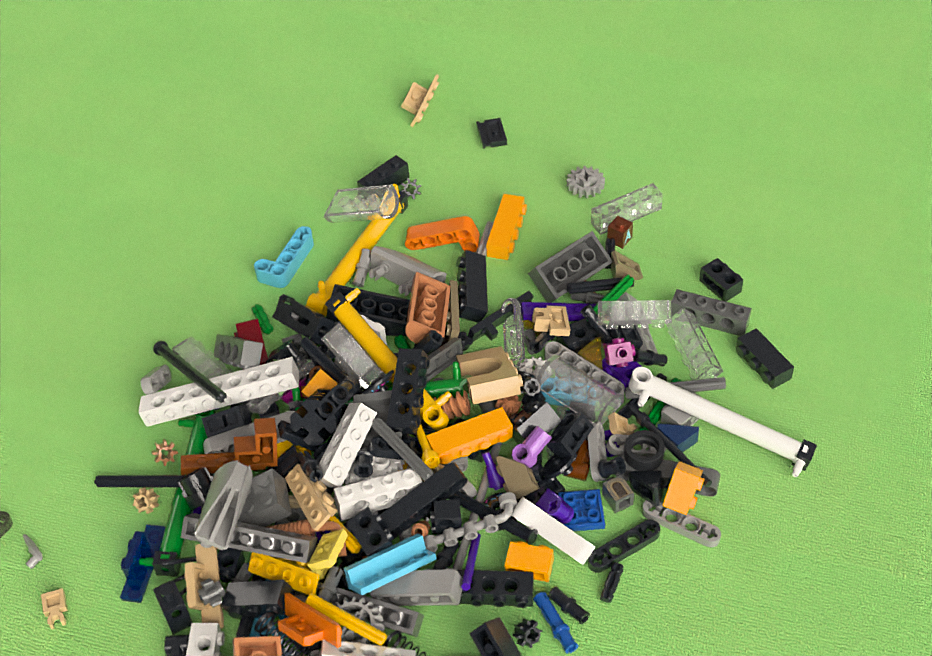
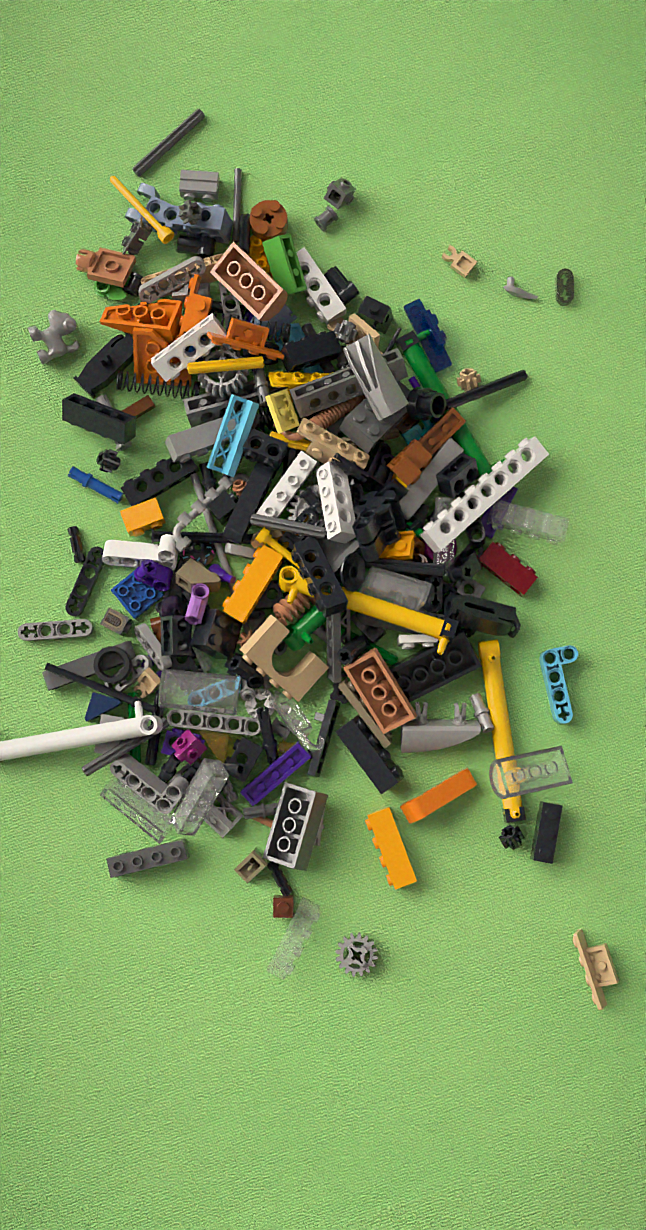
camera: 145 degrees right, 35 degrees up
(156, 379) = (553, 480): light grey beam -> none
(161, 349) = (524, 495): black axle -> none
(164, 458) = (491, 427): nougat gear -> none
(238, 351) = (503, 542): dark grey brick -> none
(264, 322) = (527, 605): green axle -> none
(470, 564) = (180, 481): dark purple bar -> none
(482, 244) = (399, 818): light grey axle -> none
(491, 133) = (491, 965): black plate -> none
(551, 318) = (267, 750): tan plate -> none
(568, 605) = (94, 504): black pin -> none
(593, 286) = (258, 826): black axle -> none
(611, 467) = (130, 635): black bush -> none
(617, 290) = (238, 812): green axle -> none
(647, 485) = (93, 640): black slope -> none
(672, 350) = (148, 785): none -> light grey beam
(682, 488) = (63, 650): light orange brick -> none
(721, 279) = (162, 900): black brick -> none
(764, 358) = (76, 835): black brick -> none

